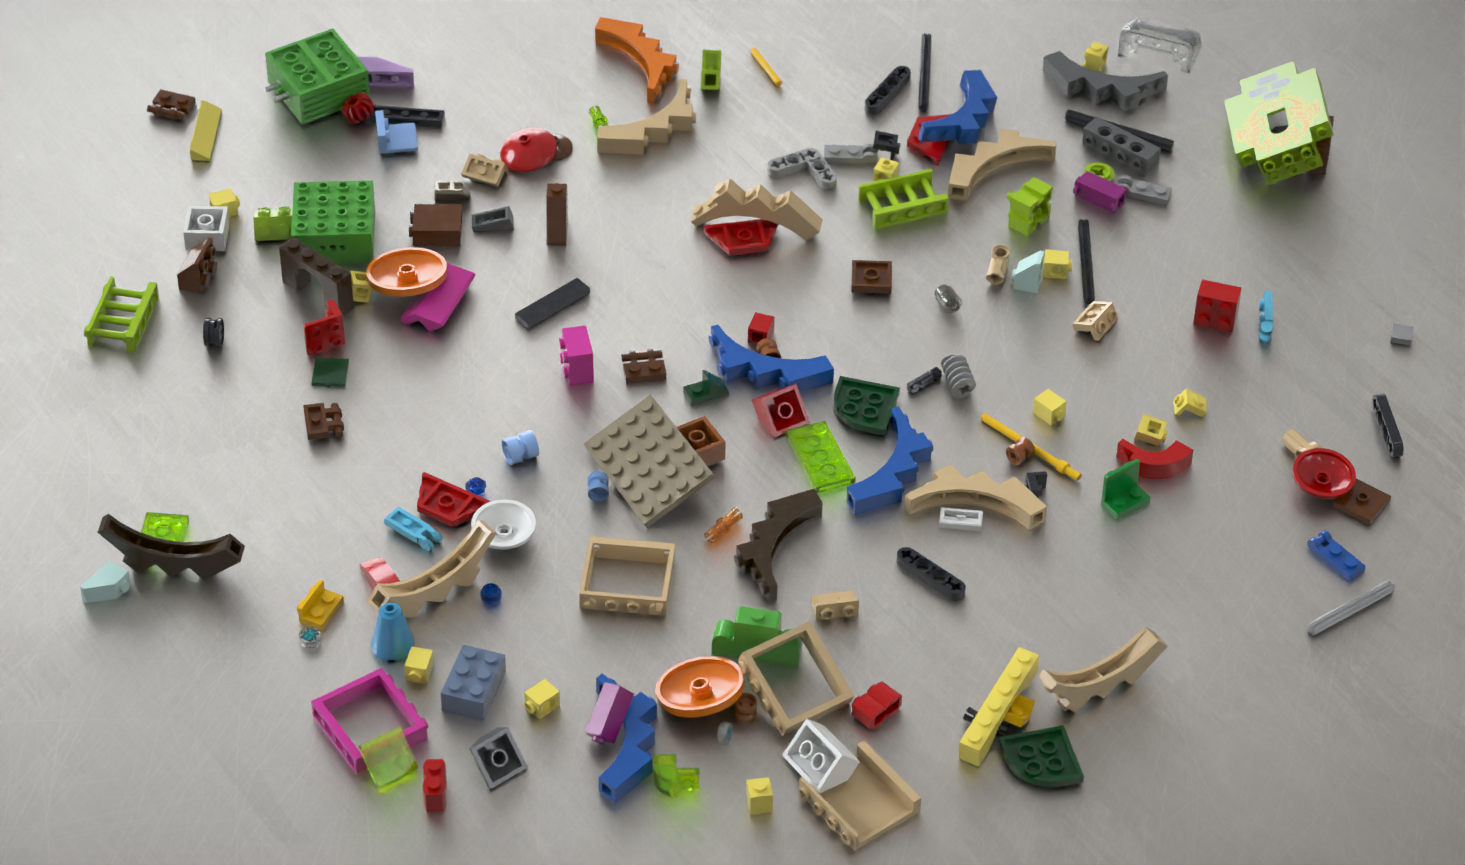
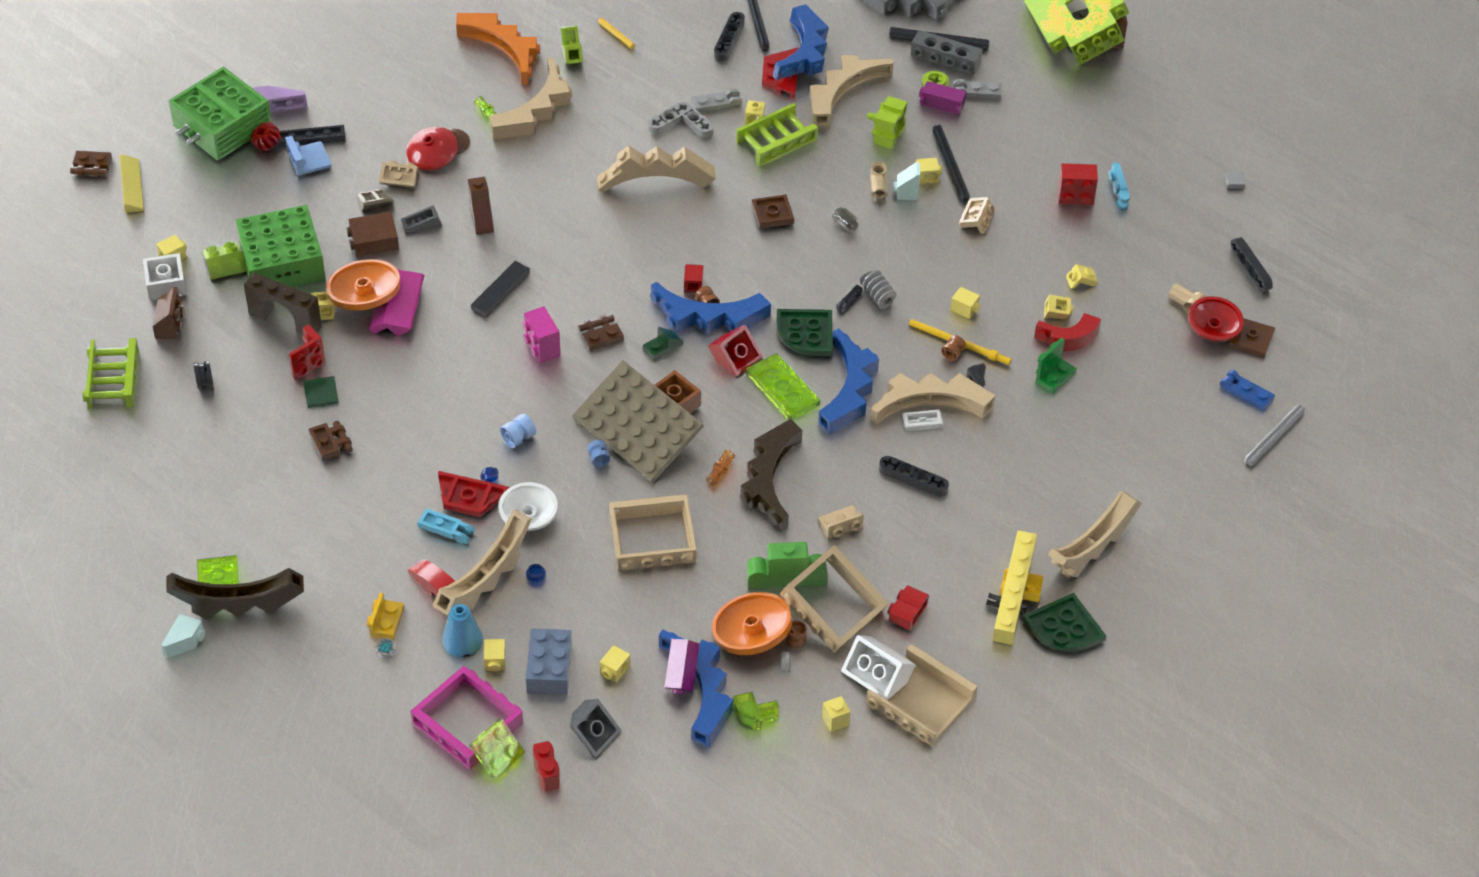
camera: 15 degrees left, 5 degrees up
(742, 236) = (648, 194): red wing -> none
(886, 142) = (746, 85): black bracket -> none

